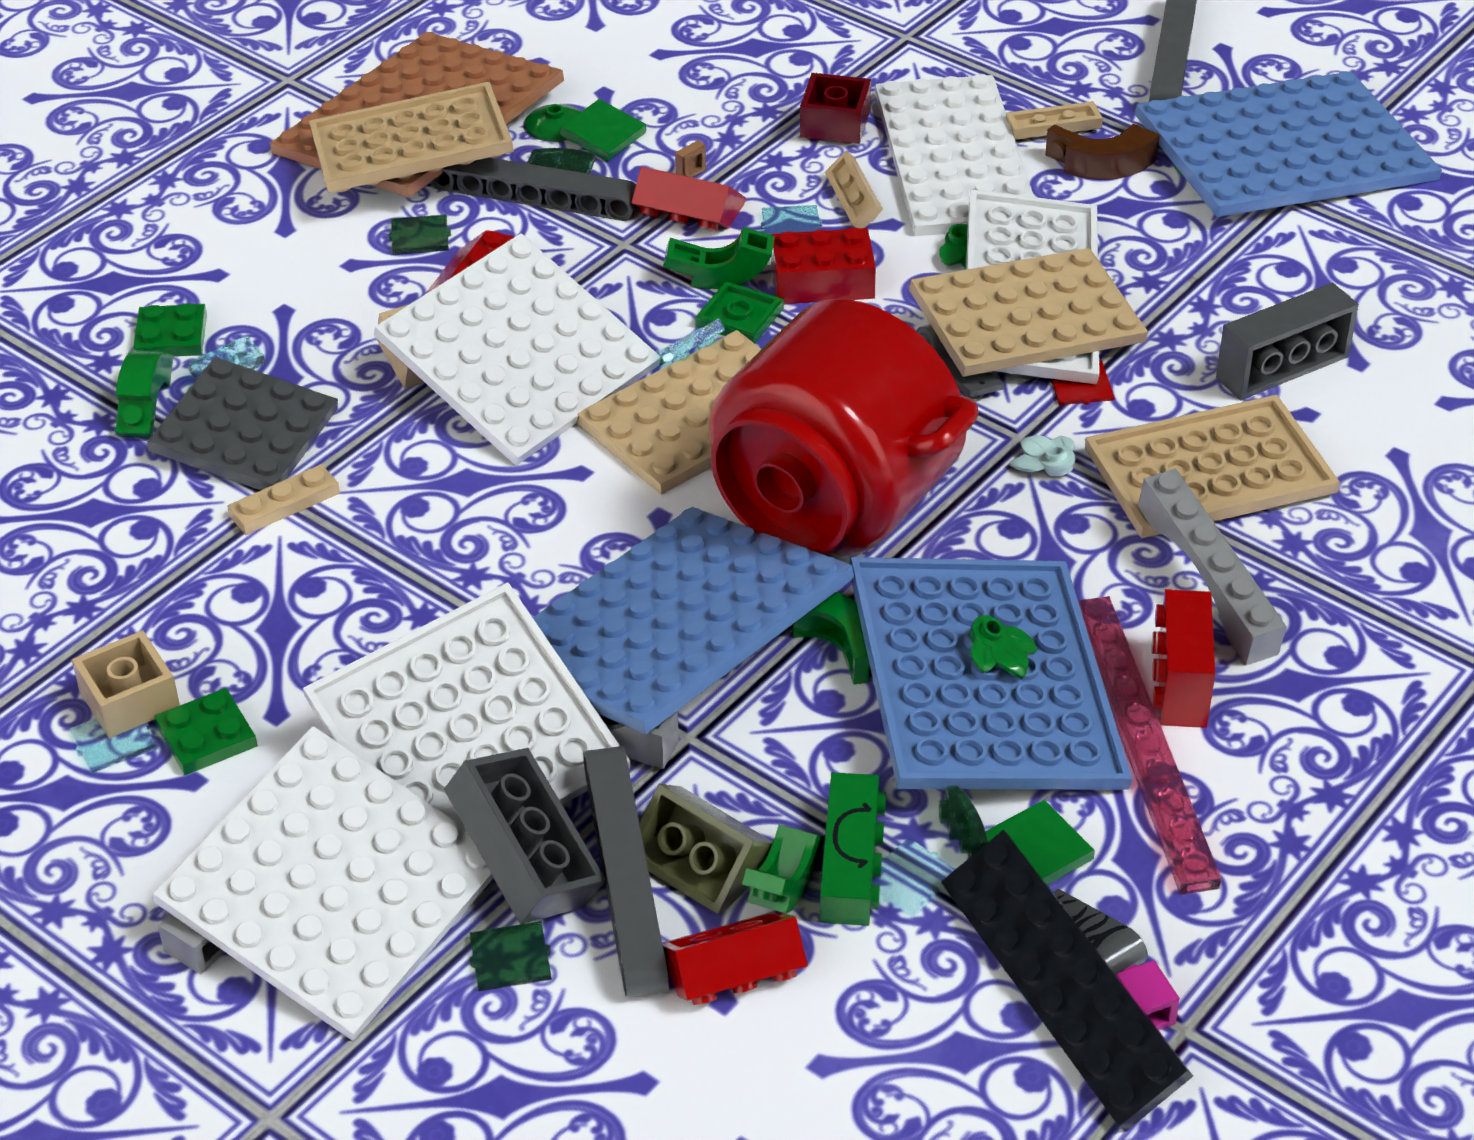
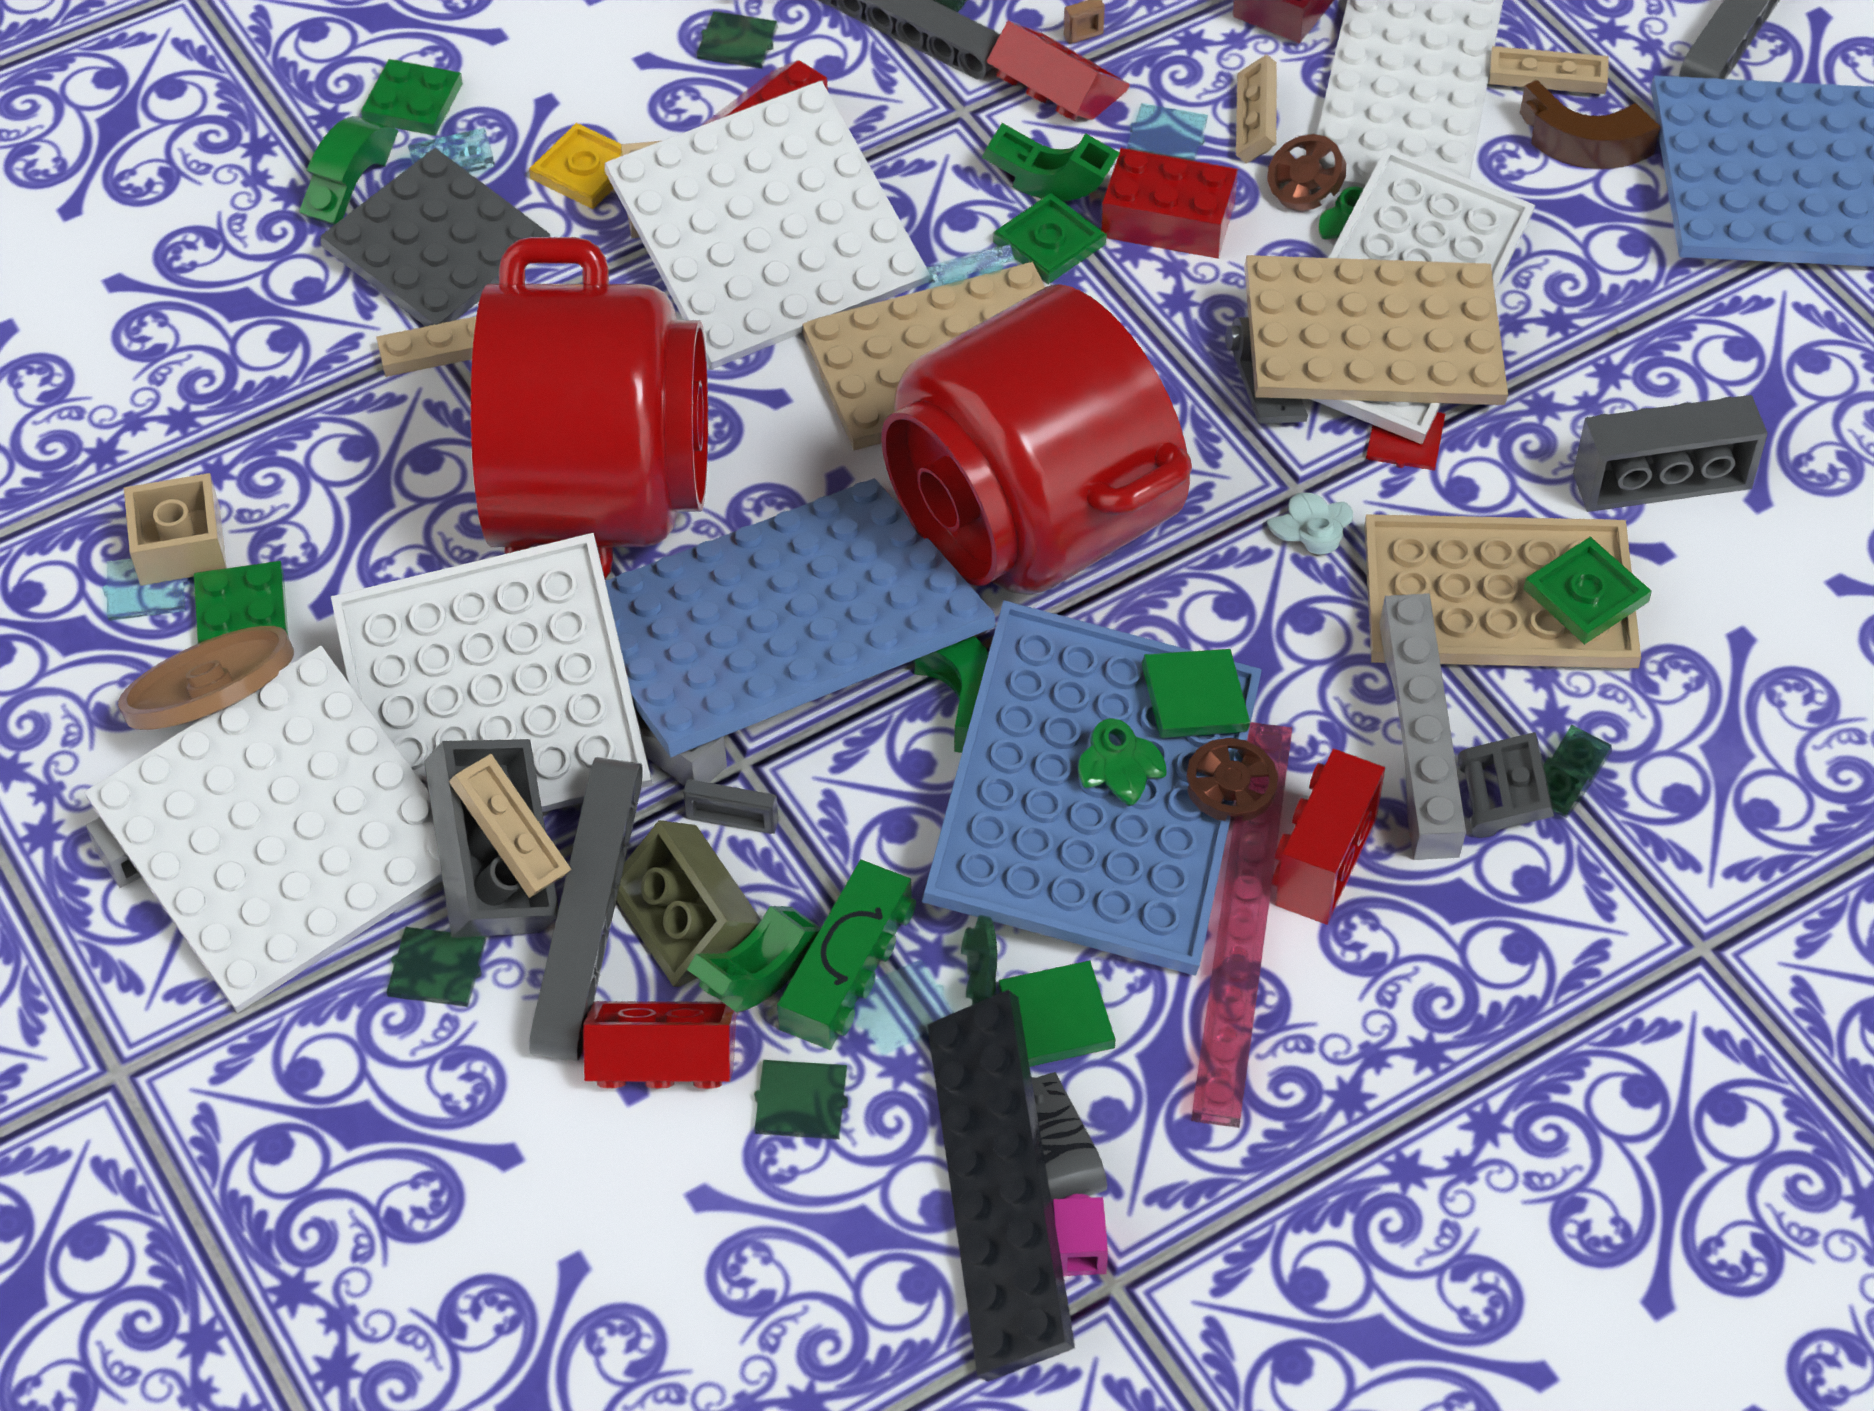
camera: 20 degrees right, 10 degrees up
(214, 783) = (206, 678): none -> medium nougat dish
(338, 347) = (577, 165): none -> yellow tile
(461, 488) = (584, 406): none -> red piece
(545, 813) = (510, 825): none -> tan plate
(701, 766) = (731, 806): none -> dark grey tile
(865, 968) = (801, 1099): none -> clear green piece
(914, 223) = (1306, 172): none -> copper piece
(1029, 587) = (1195, 693): none -> green tile
(1081, 642) = (1230, 779): none -> copper piece
(1280, 444) = (1587, 590): none -> green plate
(1300, 585) = (1520, 782): none -> dark grey plate
(1328, 572) = (1574, 768): none -> clear green slope

